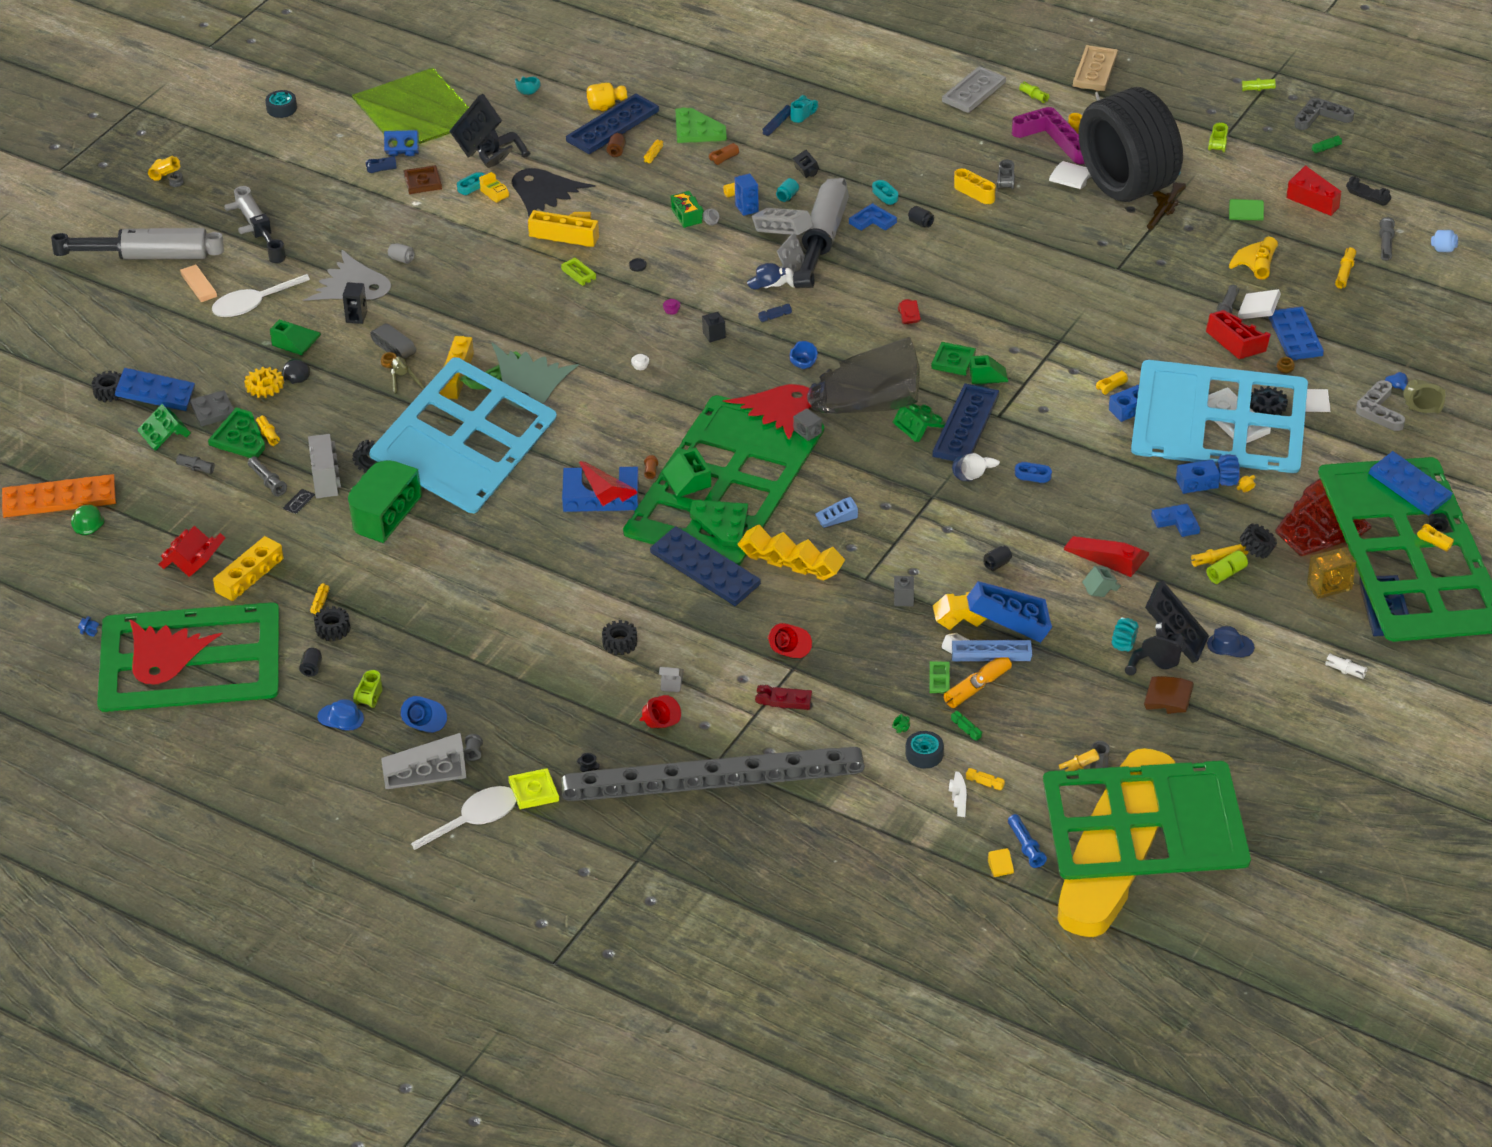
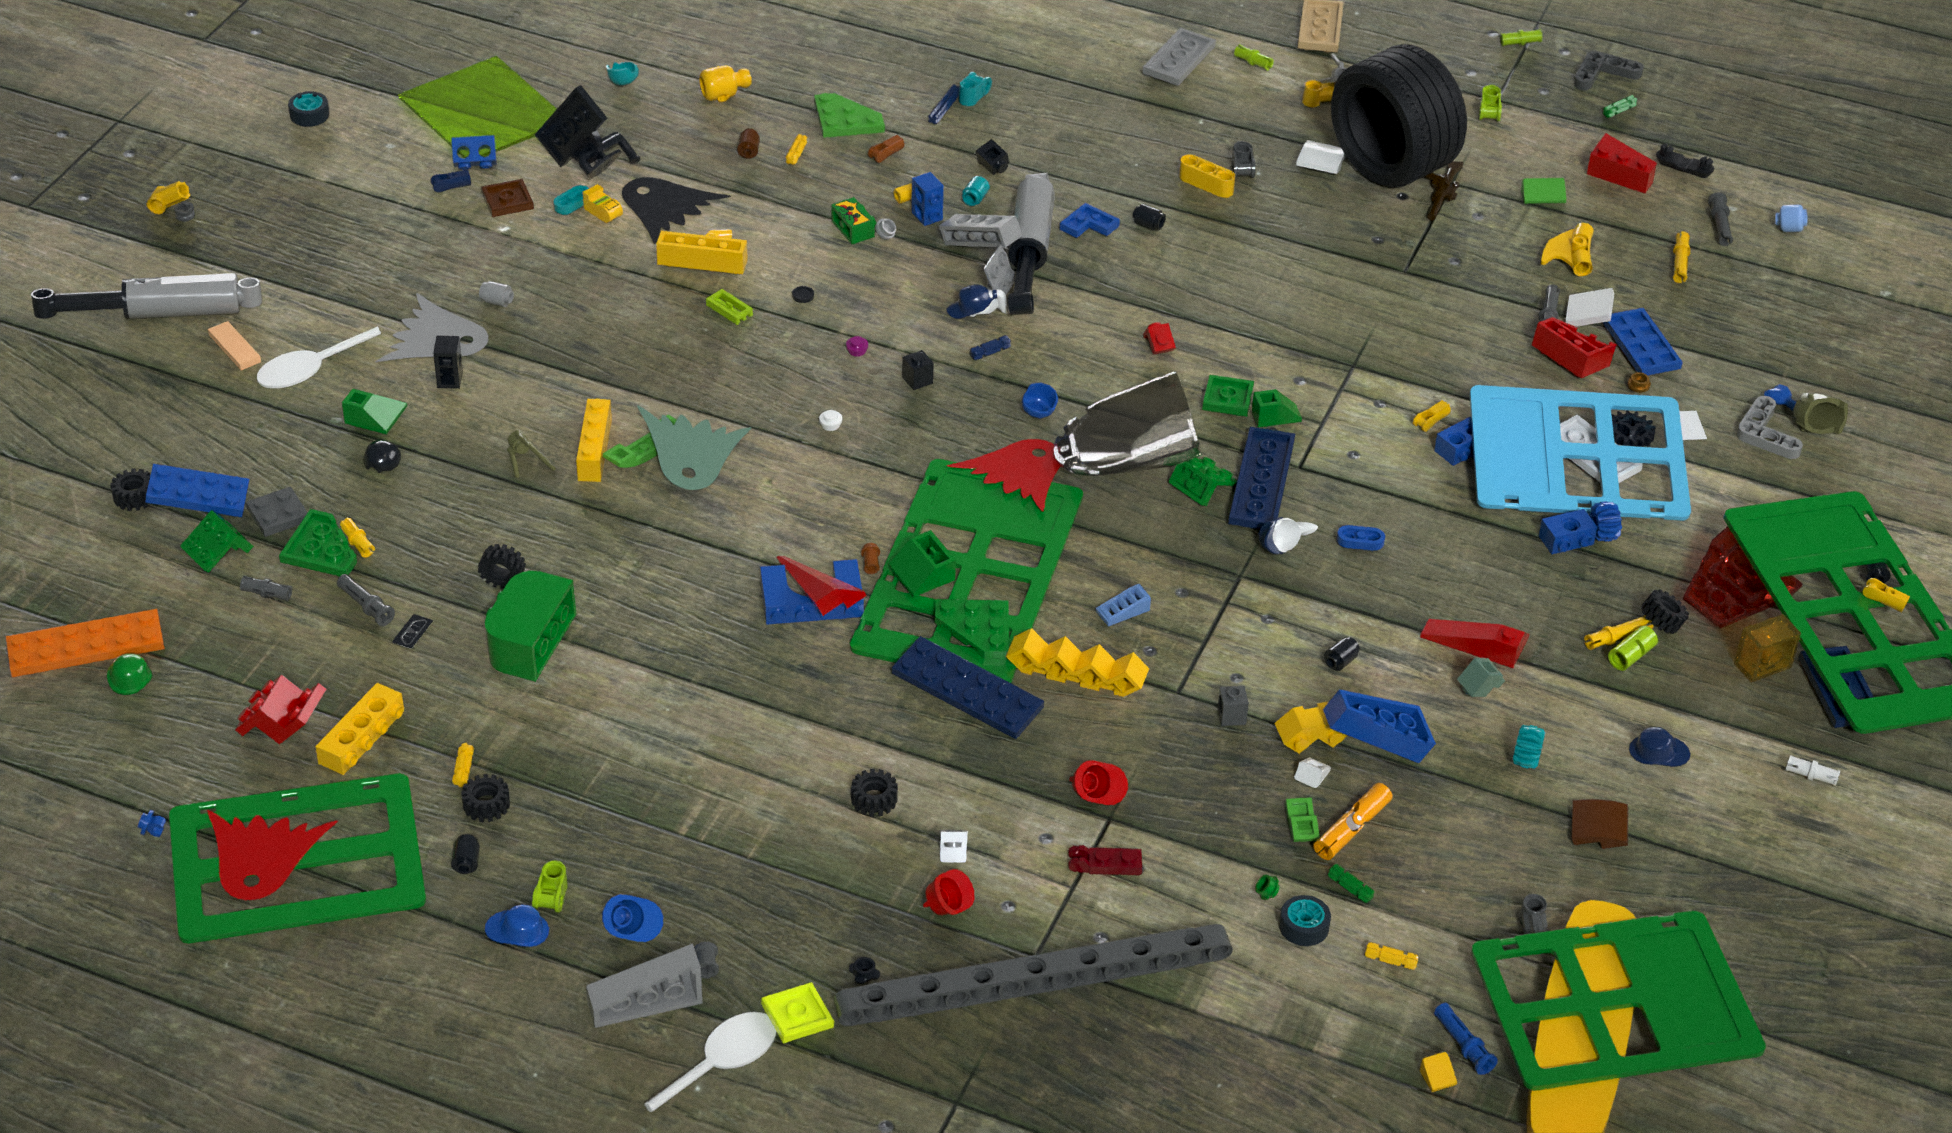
camera: 10 degrees left, 0 degrees up
(258, 223) = (303, 263): piece -> none
(264, 382) = (342, 473): yellow gear -> none
(323, 466) = (440, 581): light grey wedge -> none
(387, 359) = (501, 434): pearl gold plate -> none
(393, 341) = (505, 410): dark grey beam -> none
(443, 460) = (603, 568): medium azure door -> none
(615, 120) = (740, 113): dark blue plate -> none
(807, 424) = (1063, 491): dark grey brick -> none
(885, 192) = (1097, 188): teal plate -> none
(959, 793) = (1364, 978): white slope -> none
(989, 649) = (1362, 778): medium blue fence -> none
(1055, 125) = (1290, 98): magenta beam -> none
(1080, 761) = (1512, 923): yellow axle -> none
(1175, 632) = (1598, 739): black plate -> none
(1177, 515) = (1555, 584): blue plate -> none
(1246, 483) = (1630, 537): yellow plate -> none
(1410, 483) = (1838, 526): blue plate -> none

